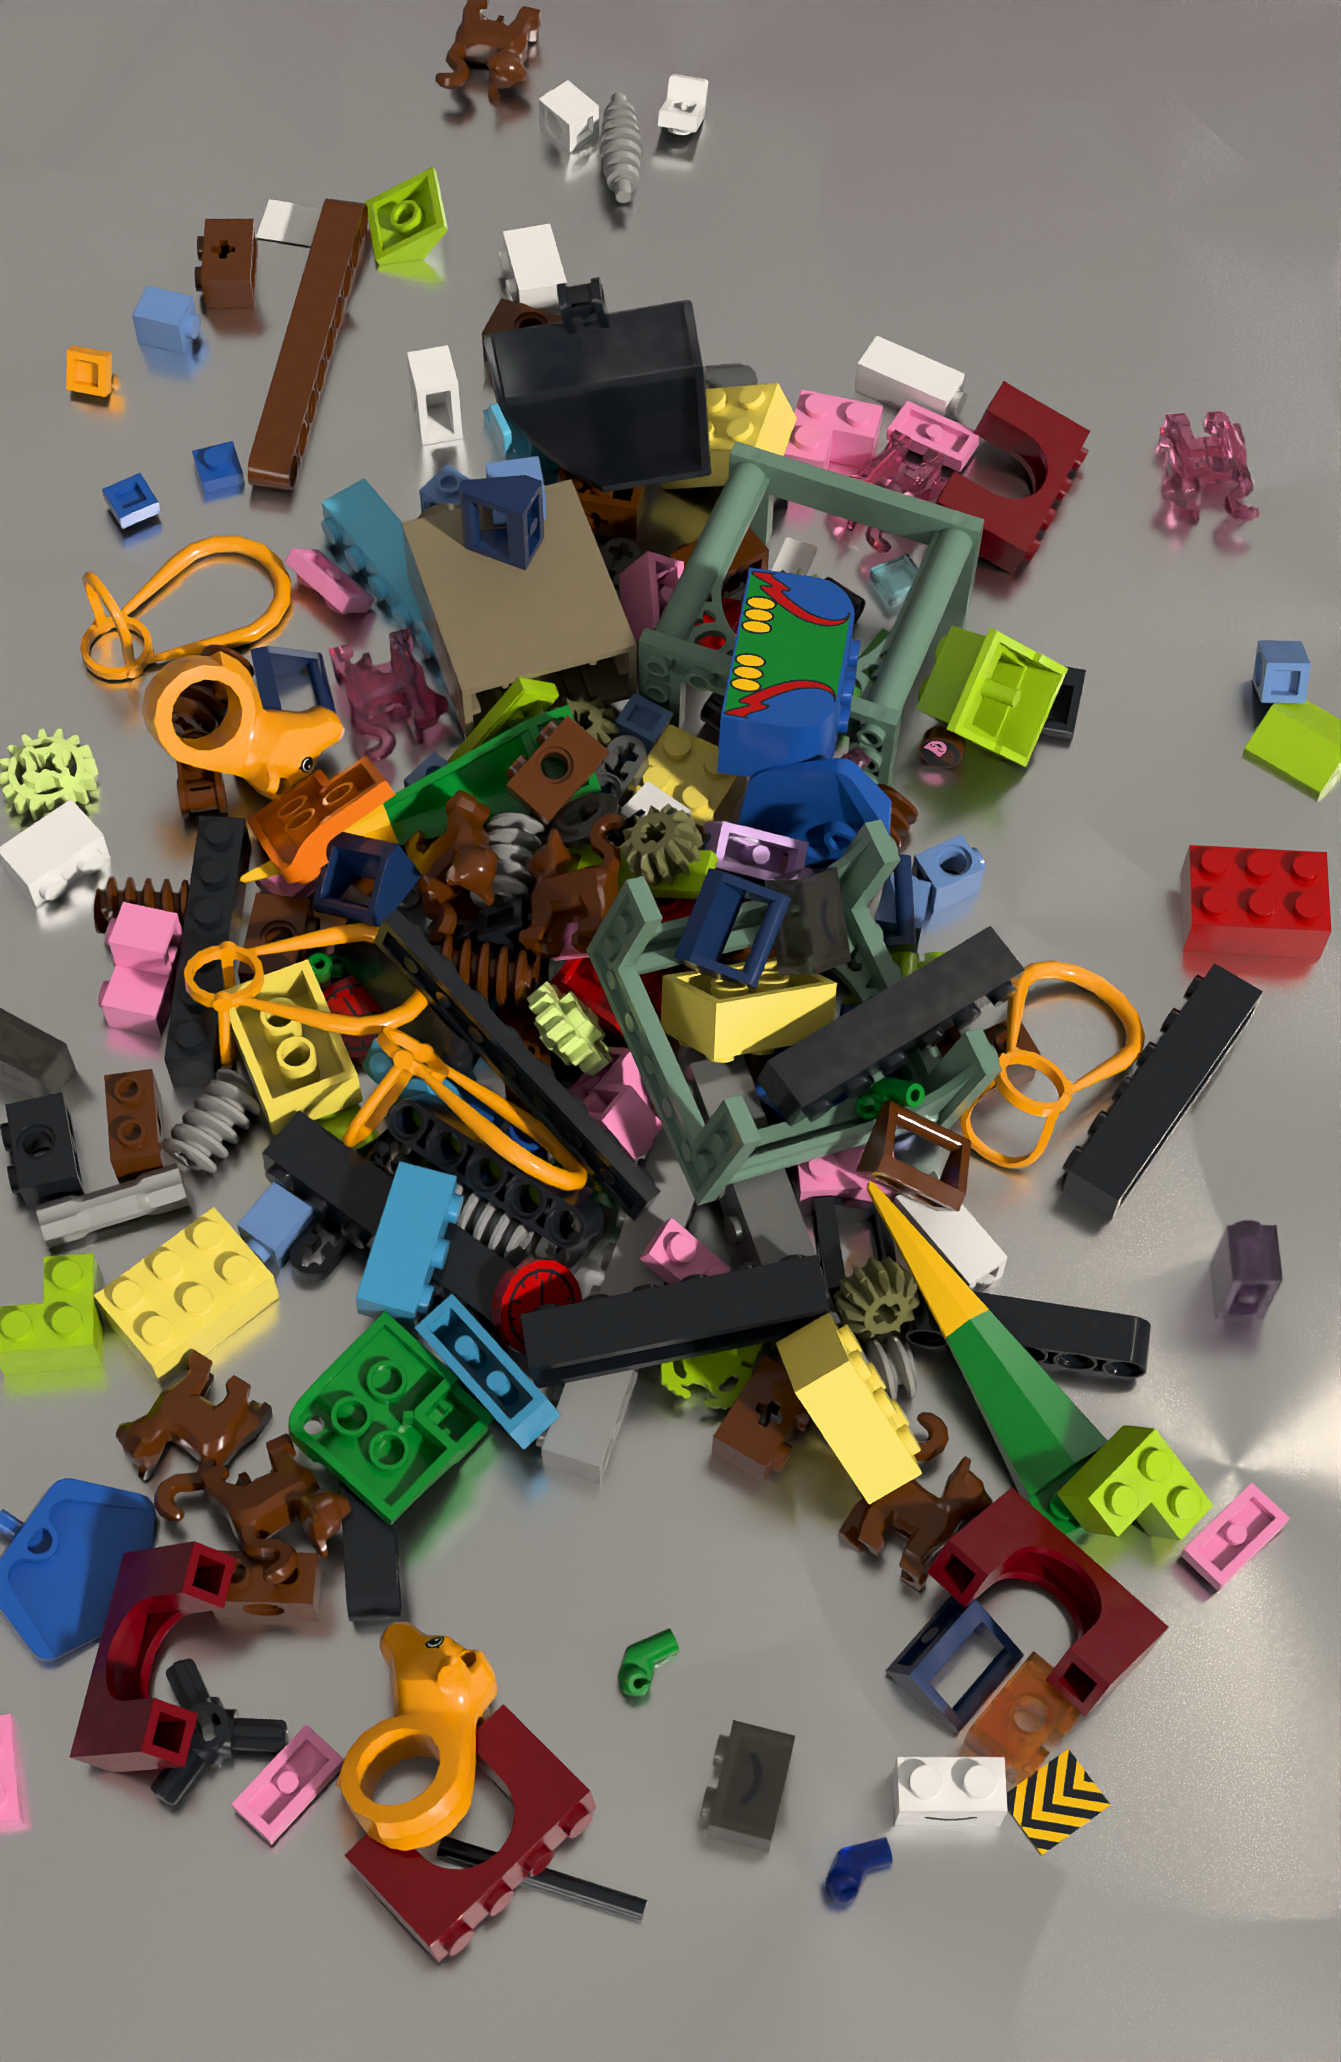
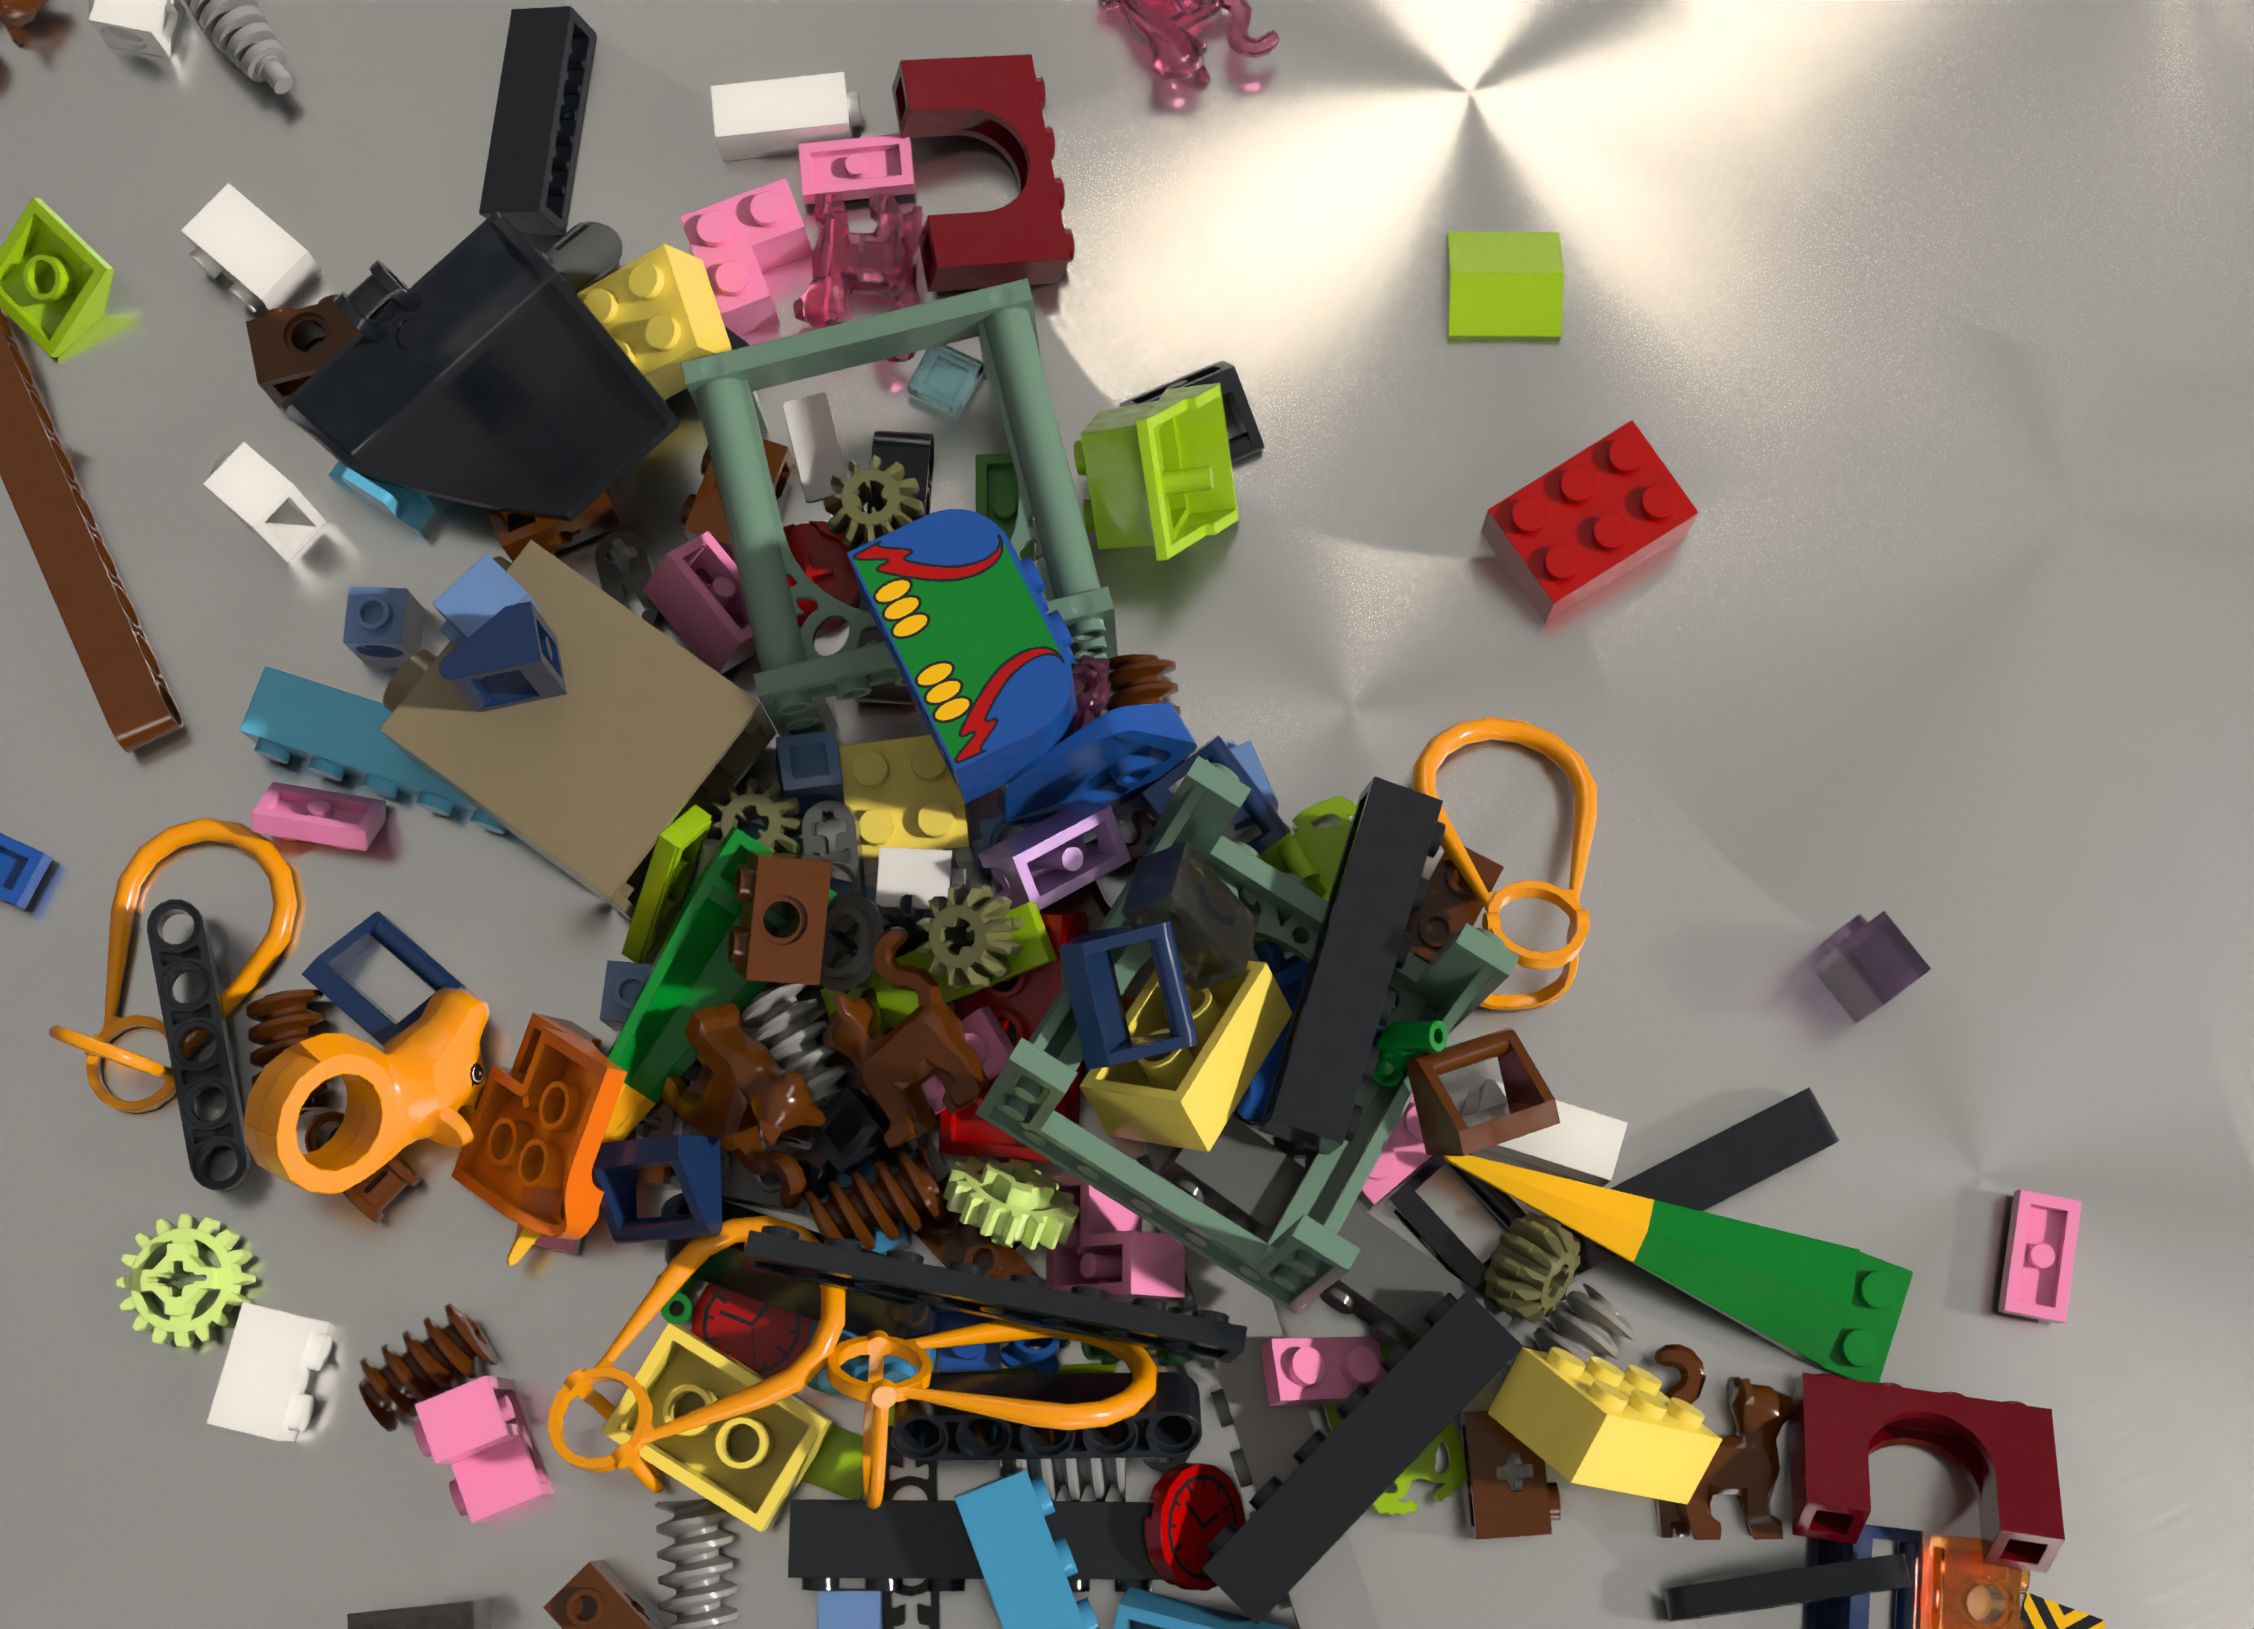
camera: 30 degrees left, 15 degrees up
(160, 632) = (182, 1020): none -> black beam
(211, 918) = (526, 1357): black brick -> none
(218, 467) = (74, 753): blue plate -> none
(274, 920) = (575, 1285): reddish brown brick -> none
(384, 688) = (484, 908): clear pink animal -> none
(762, 300) = (538, 119): none -> black brick
(899, 1606) = (1788, 1587): none -> black beam
(942, 747) = (1136, 563): tile -> none
(945, 887) = (1236, 725): medium blue brick -> none
(1139, 1480) = (1916, 1287): lime brick -> none
(1161, 1091) = (1641, 810): black brick -> none
(1281, 671) = (1433, 221): medium blue brick -> none

